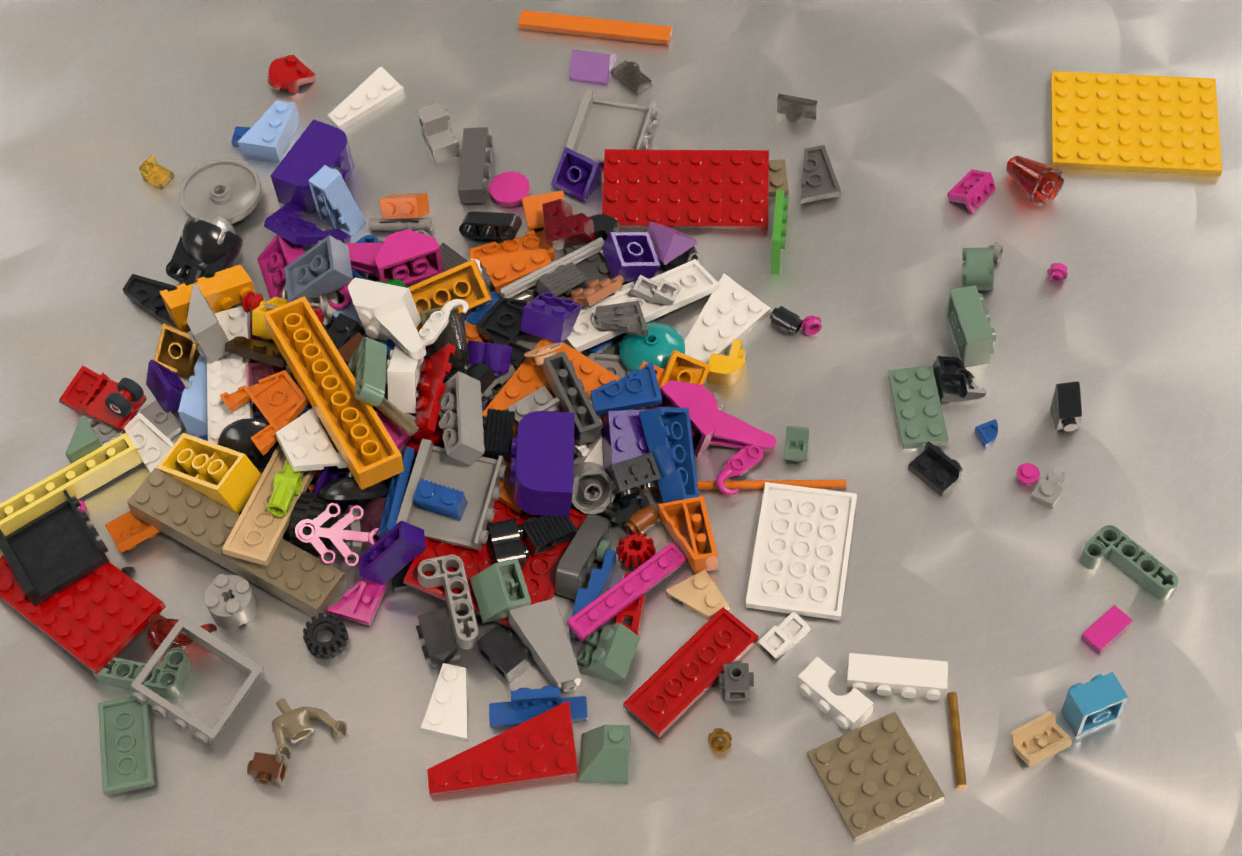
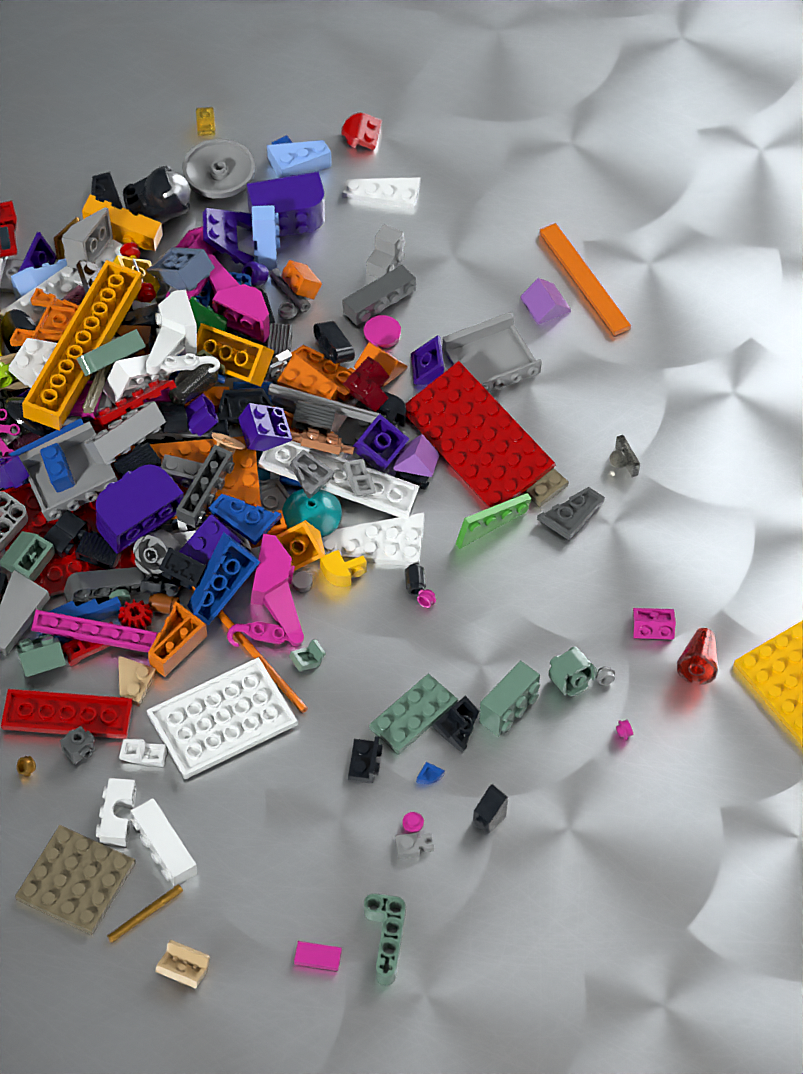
camera: 45 degrees right, 0 degrees up
(354, 232) = (257, 271): none -> dark purple head
(631, 76) = (557, 334): clear smoke tile -> none
(1094, 703) = (236, 979): dark azure brick -> none

